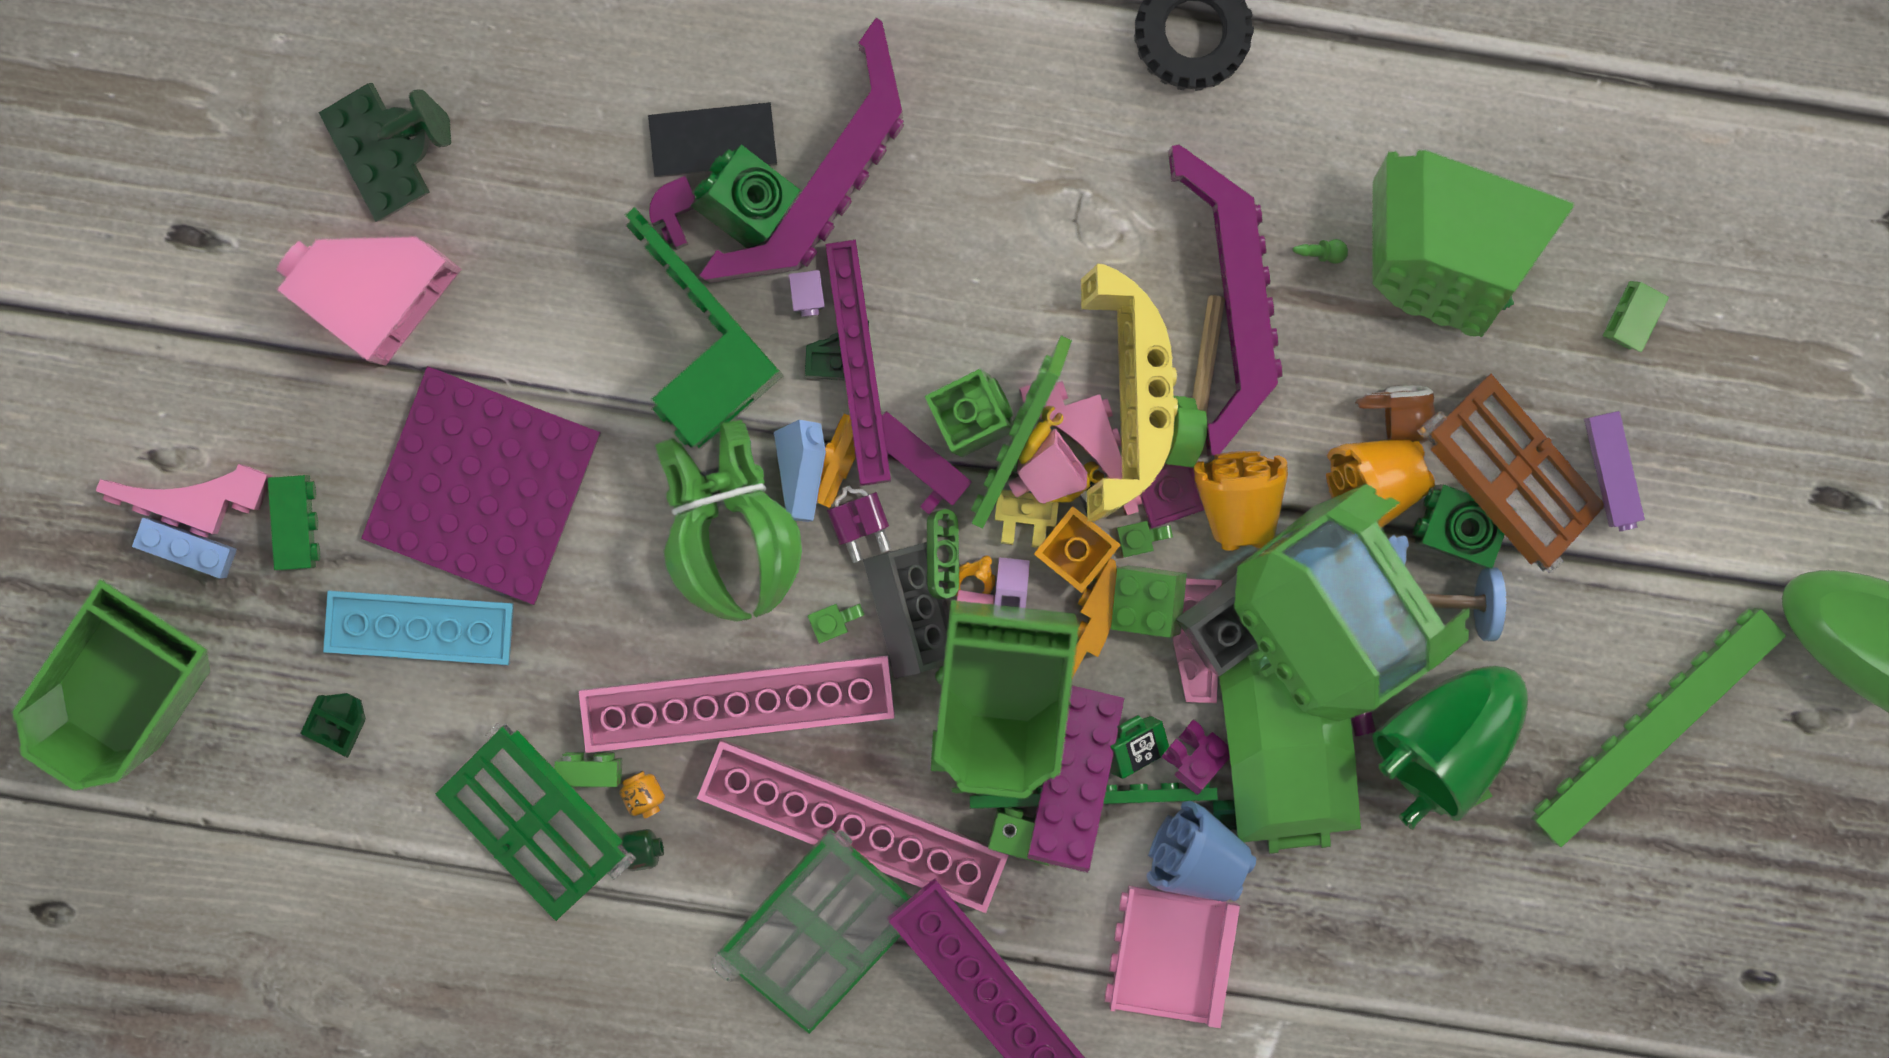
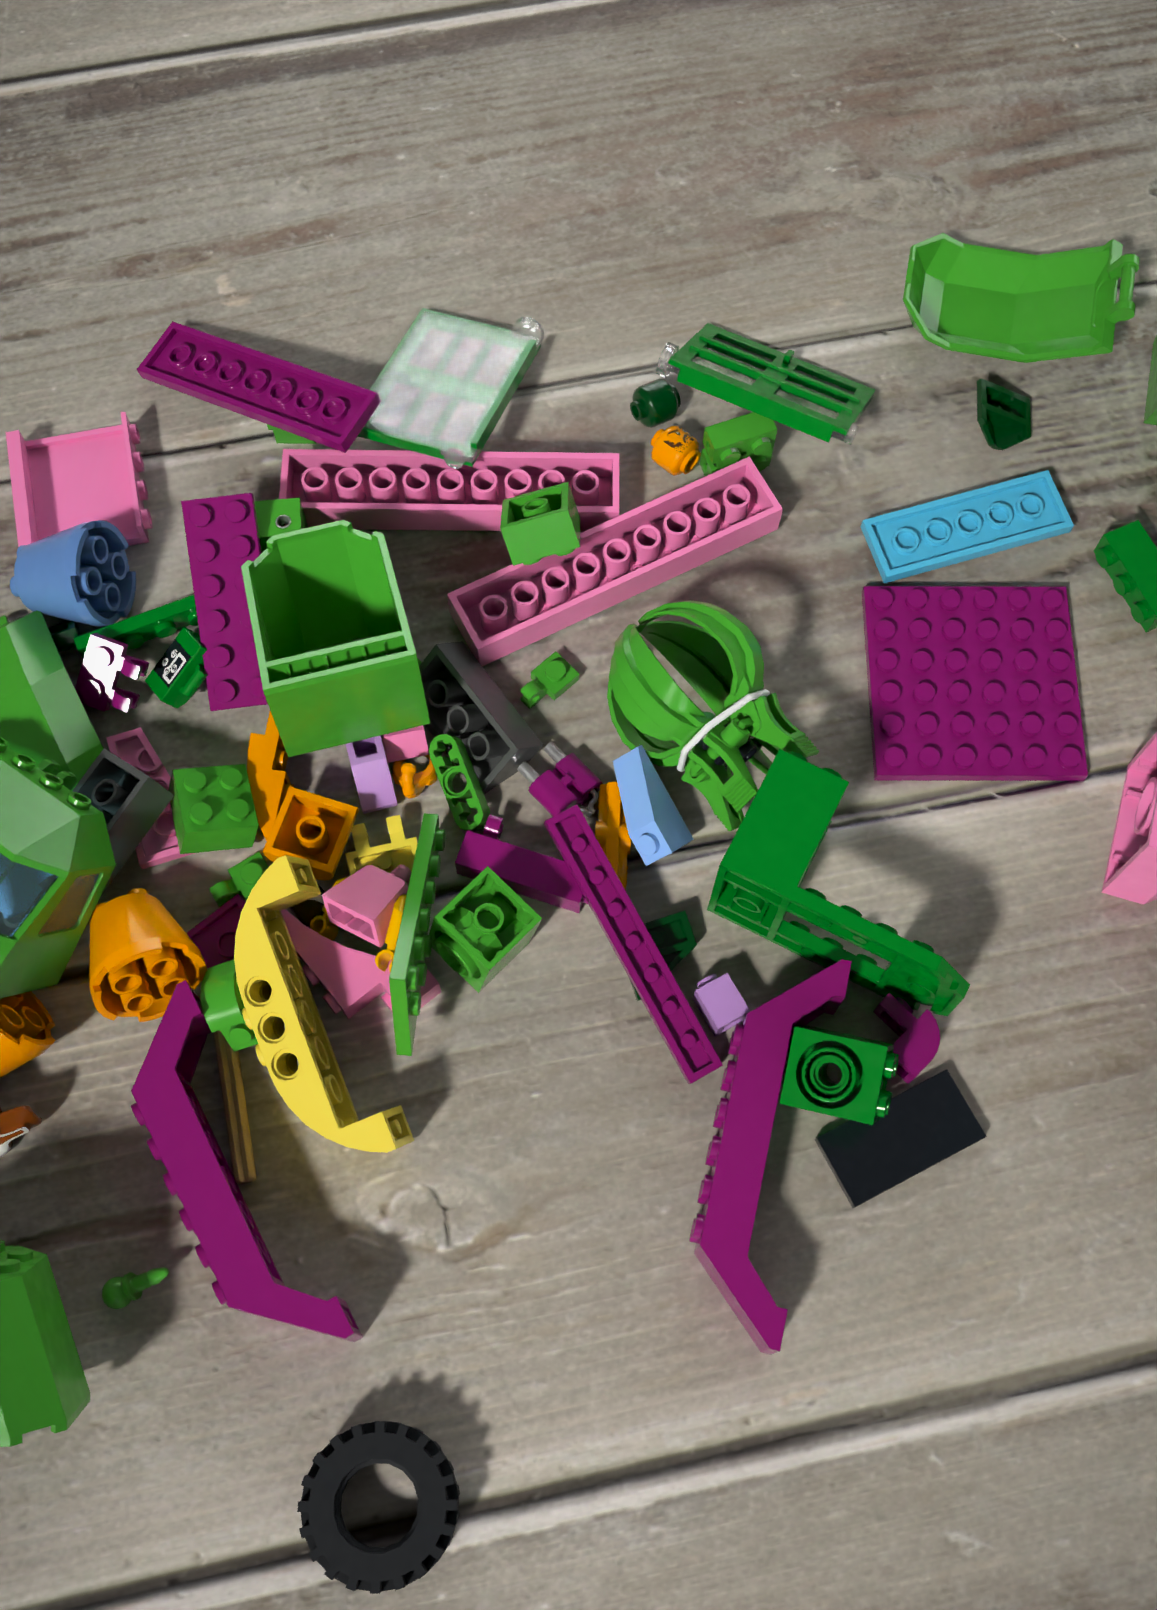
camera: 155 degrees right, 20 degrees down
(273, 826) = (1017, 301): none -> bright green windscreen
(793, 745) = (540, 524): none -> bright green brick

